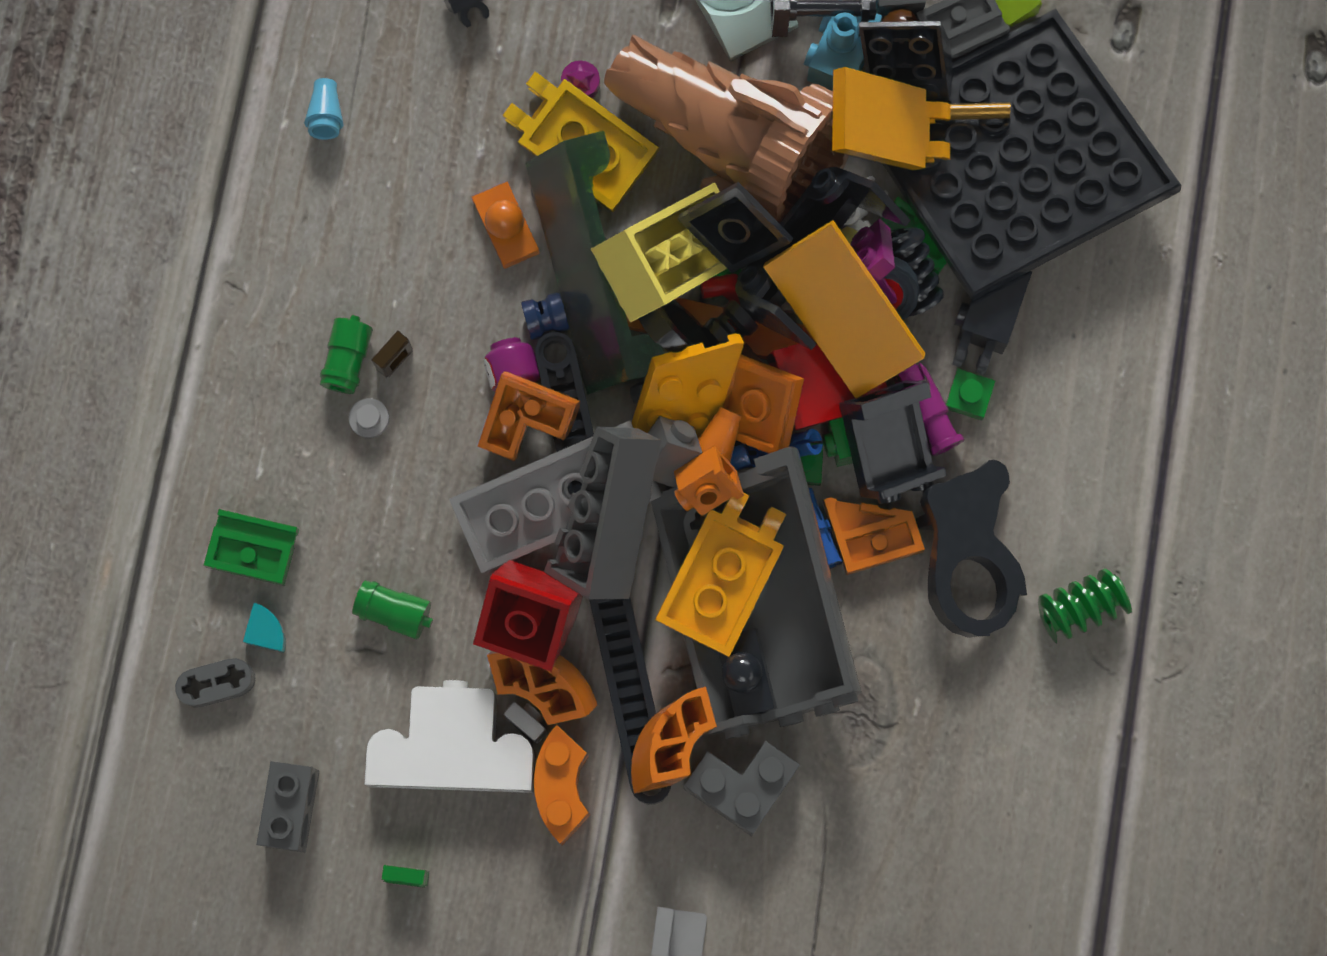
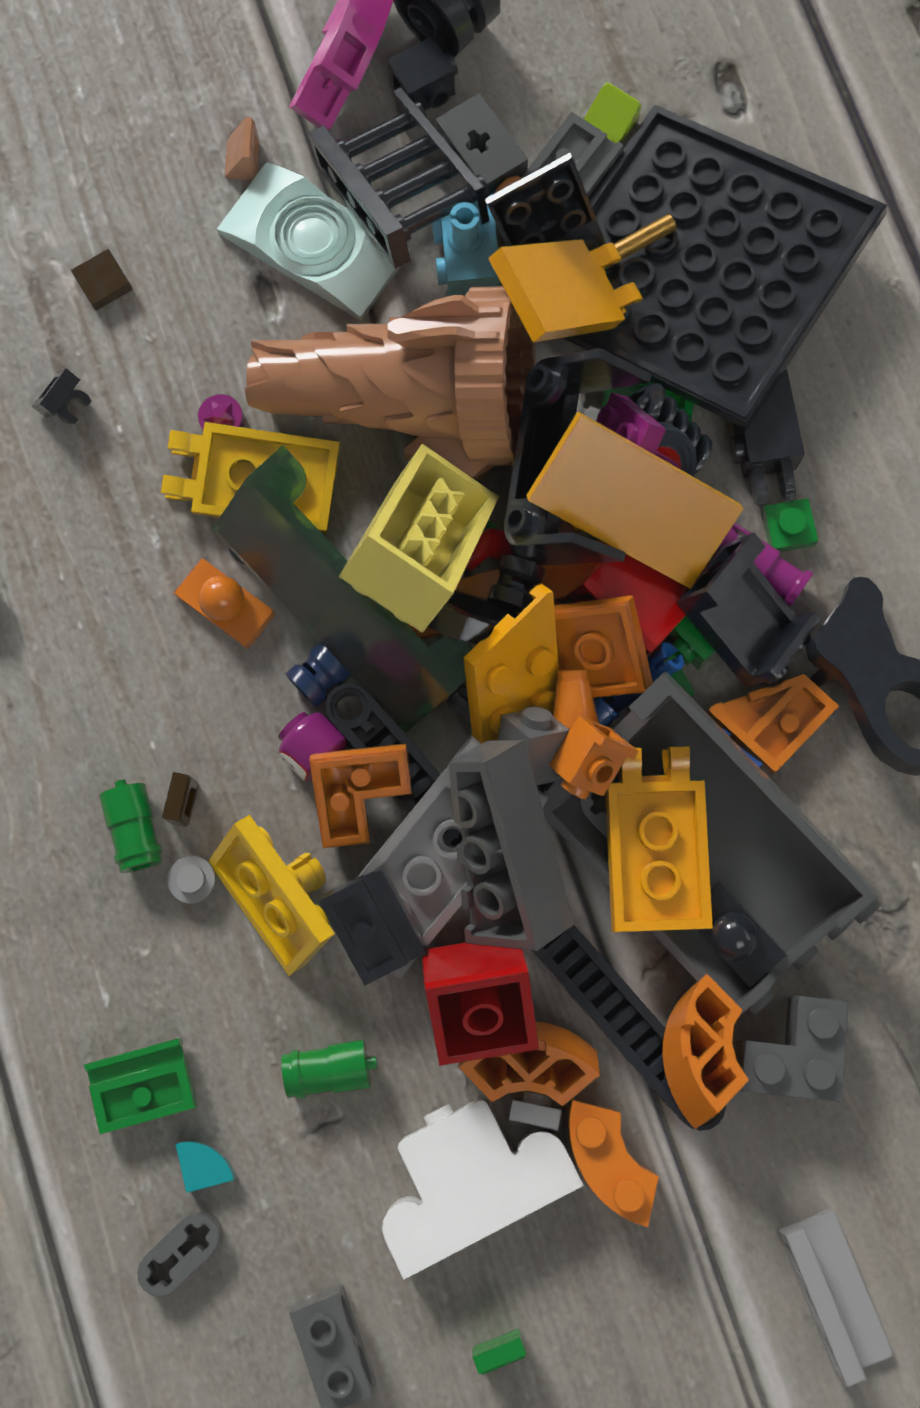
camera: 25 degrees left, 0 degrees up
(423, 459) = (274, 893): none -> yellow plate
(482, 520) = (373, 925): none -> black plate
(735, 227) = (477, 474): black slope -> none

